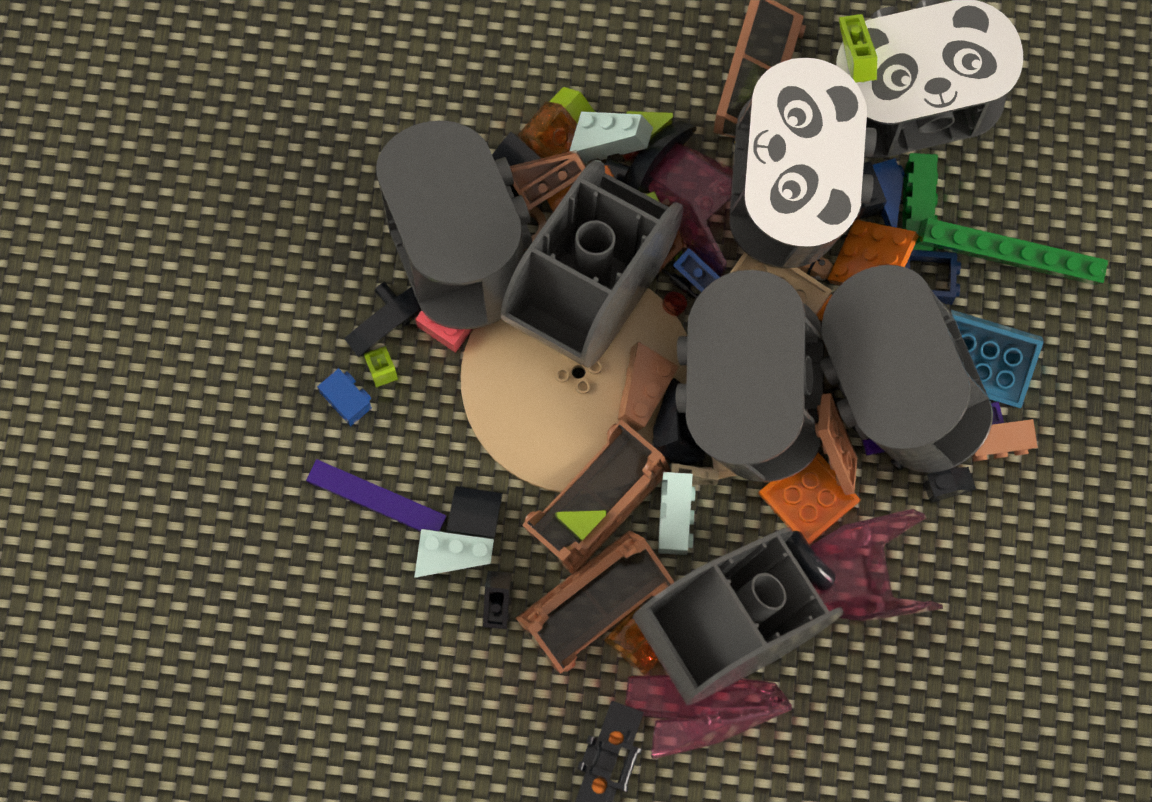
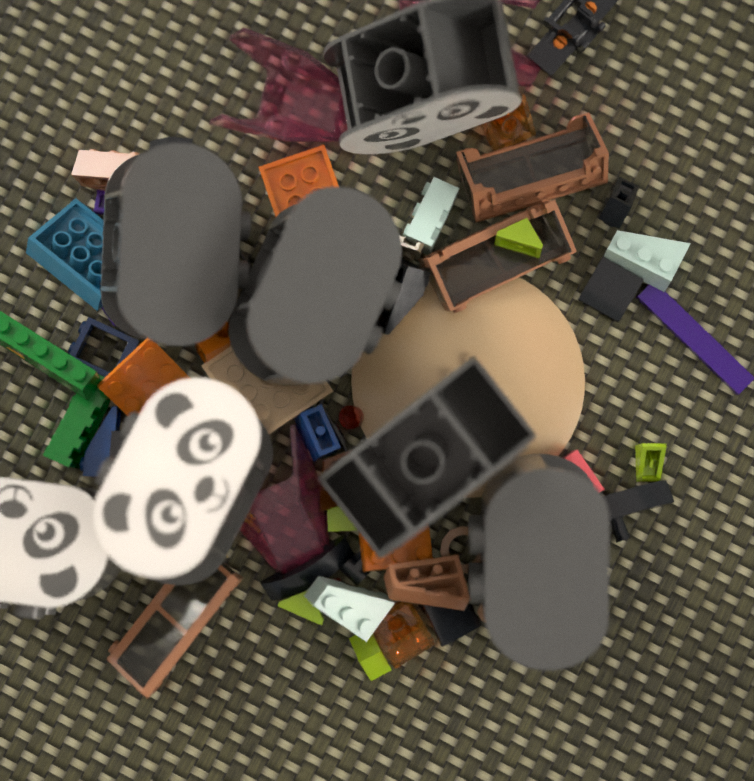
camera: 160 degrees left, 10 degrees up
(345, 396) = (693, 443): blue brick -> none
(644, 385) = (415, 336): nougat wedge -> none
(814, 568) = (331, 125): black cylinder -> none
(836, 444) = (264, 210): nougat plate -> none
(858, 48) = (73, 576): lime slope -> none

